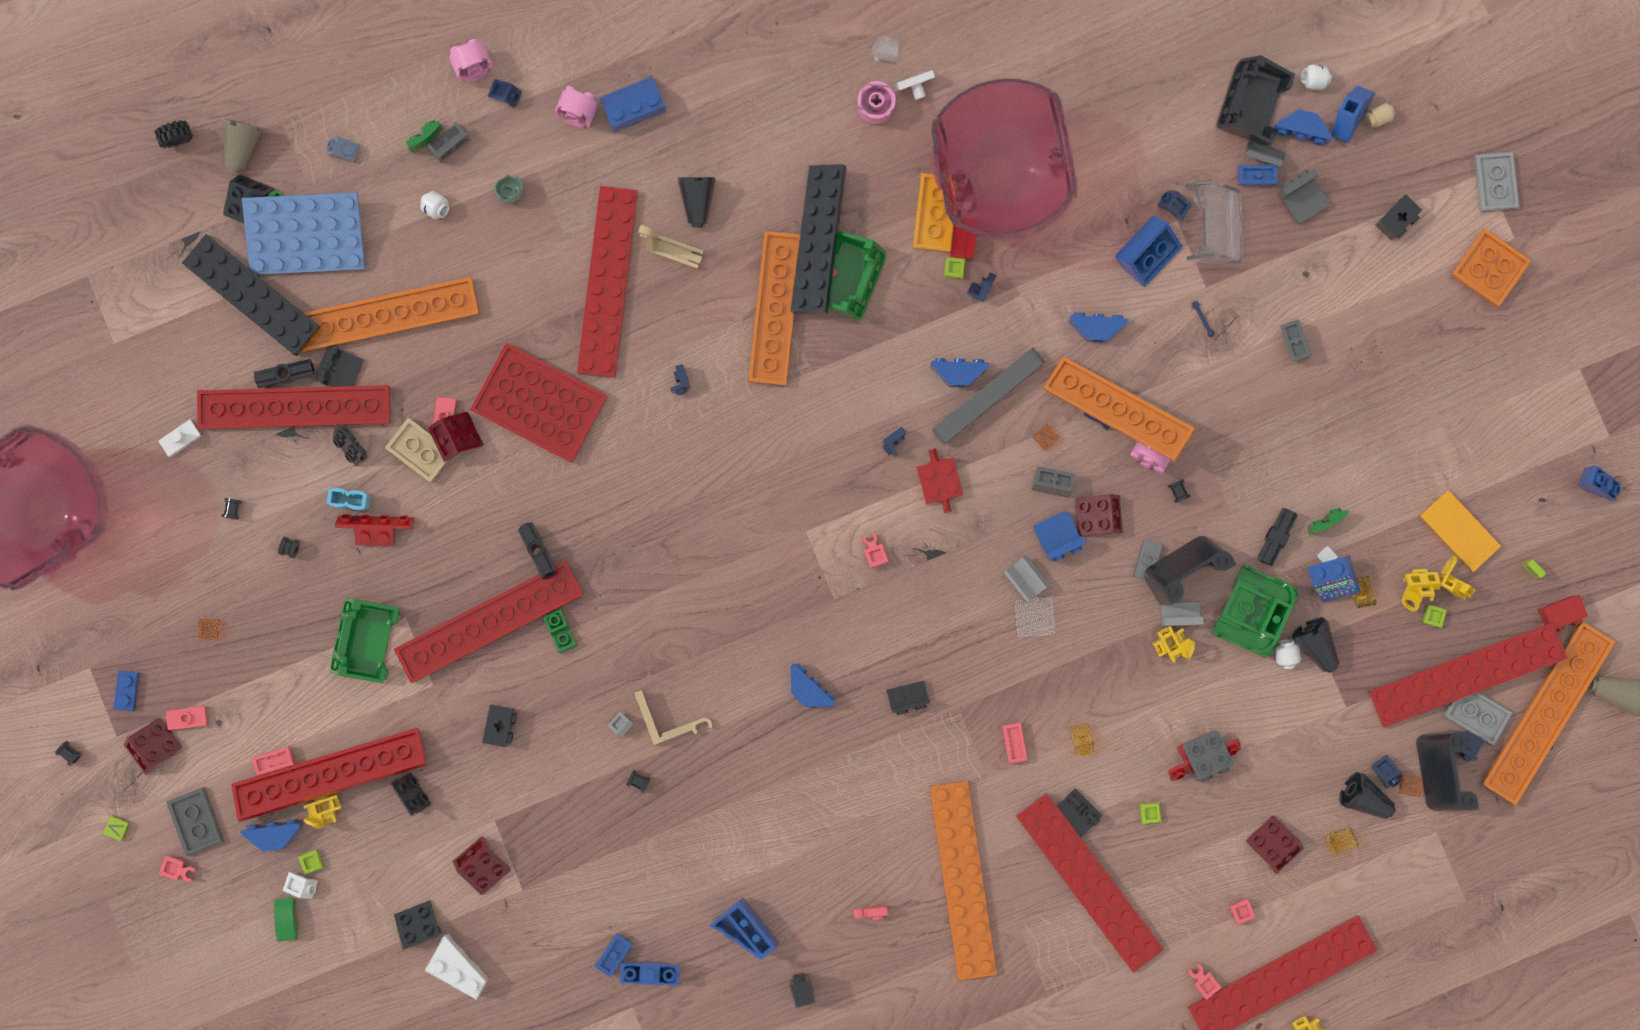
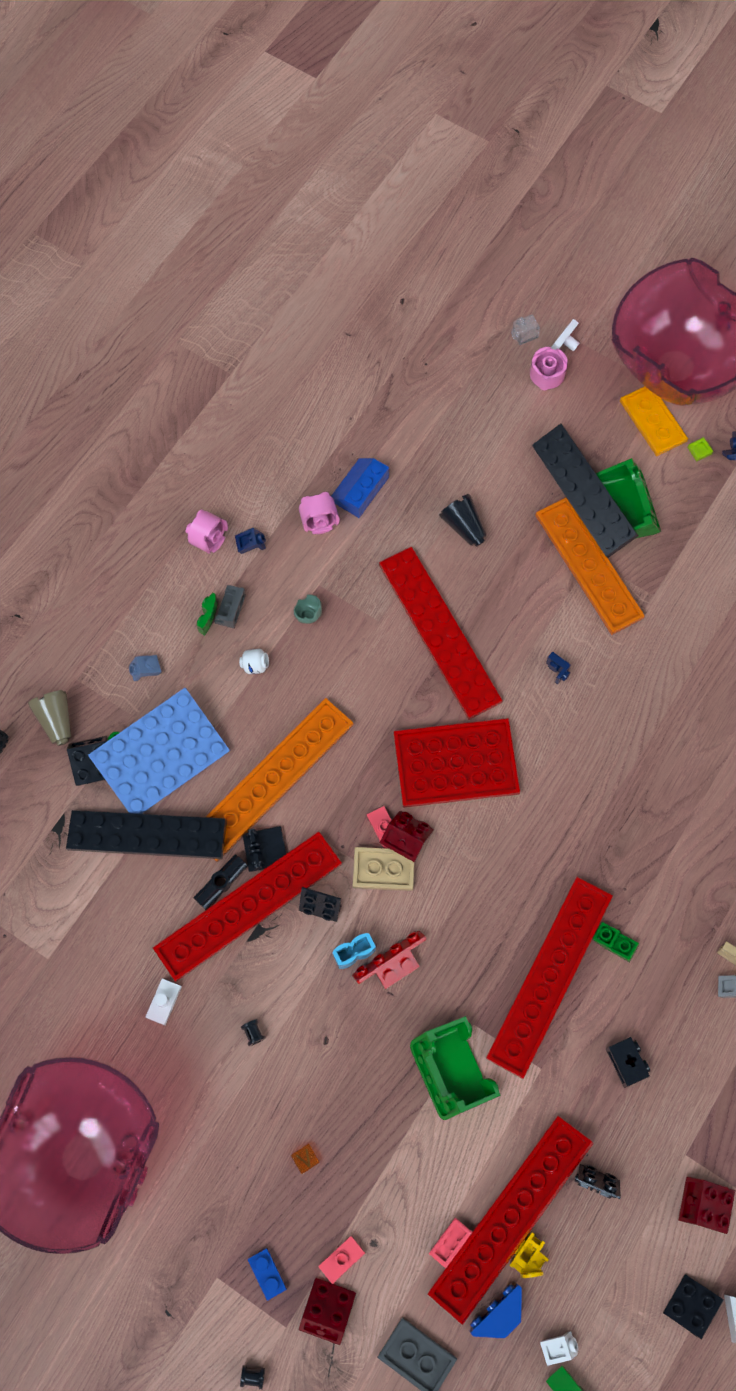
camera: 30 degrees left, 15 degrees down
(289, 547) = (328, 1031): black wheel -> none
(311, 861) = (552, 1317): lime tile -> none
(541, 560) = (559, 888): black piece -> none
(670, 248) = (473, 573): tan hinge -> none
(962, 244) = (693, 423): red panel -> none

